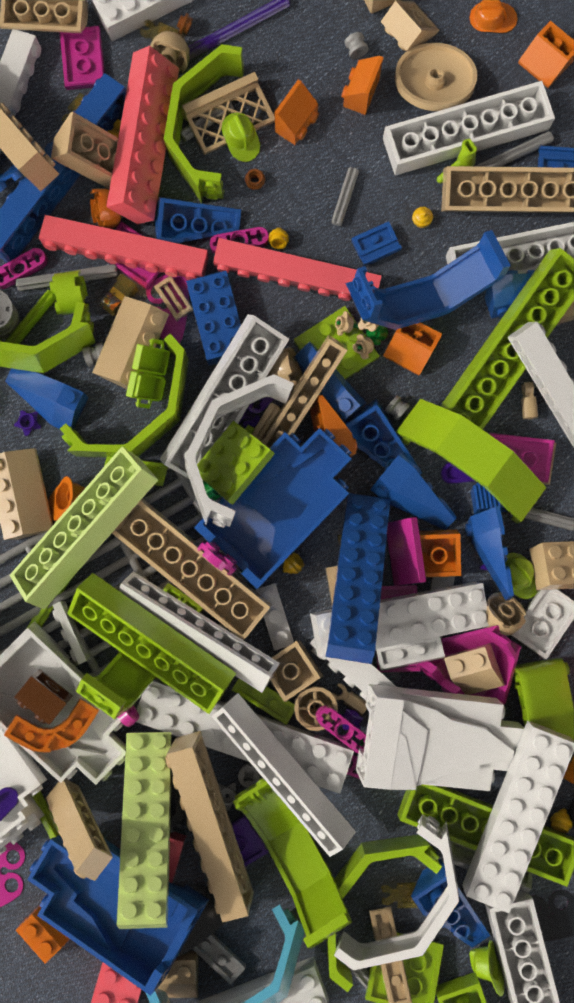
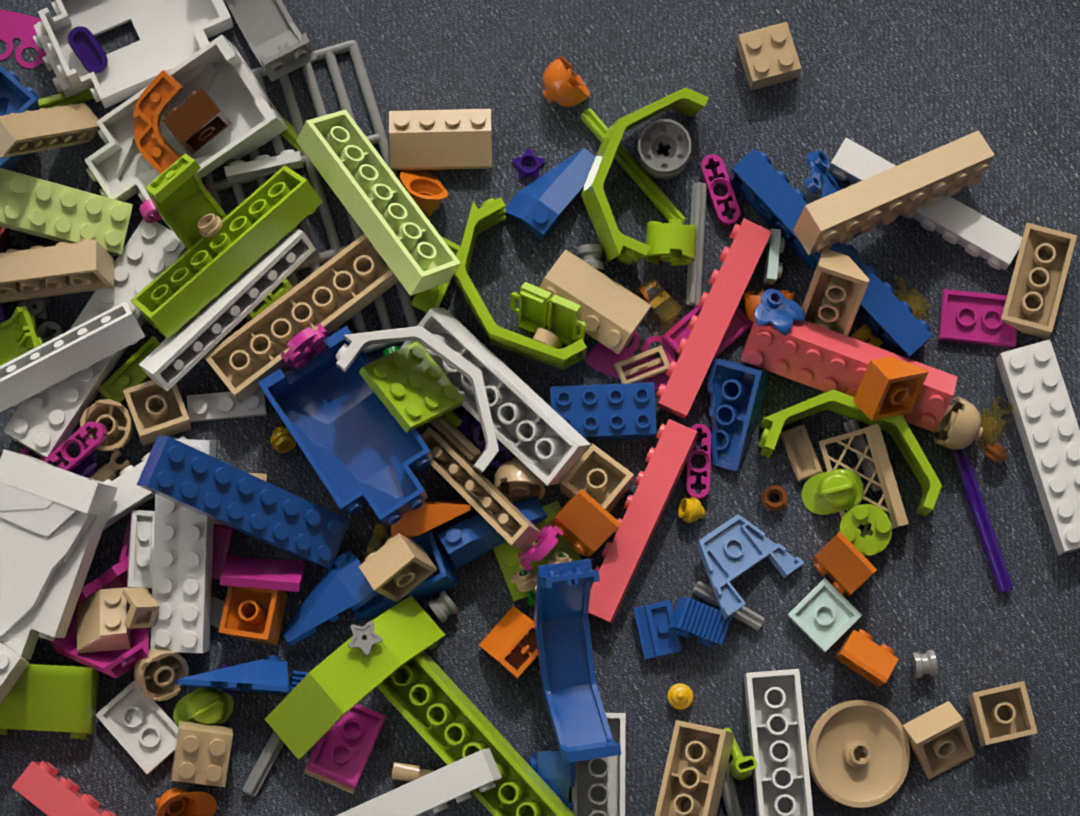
camera: 100 degrees right, 5 degrees down
(73, 213) = (773, 267): none -> light aqua plate
(110, 189) = (778, 313): none -> blue plate
(131, 662) = (209, 225): none -> tan plate
(154, 91) = (889, 388): none -> orange slope
(168, 370) = (548, 338): none -> tan beam
(220, 163) = (800, 452): none -> tan tile
(260, 93) = (879, 523): none -> lime plate
(276, 307) = (599, 477): none -> tan brick
(306, 199) = (733, 551): none -> medium blue wing
(309, 310) = (584, 523): none -> orange slope
(336, 124) = (824, 615): none -> light aqua plate
(339, 332) = (541, 547): none -> dark pink plate
(364, 210) = (699, 621): none -> blue brick
(369, 470) = (376, 540): none -> clear yellow plate
(380, 443) = (397, 567): none -> tan brick
(443, 448) = (358, 642): none -> light grey plate
(460, 638) = (142, 608): none -> tan panel

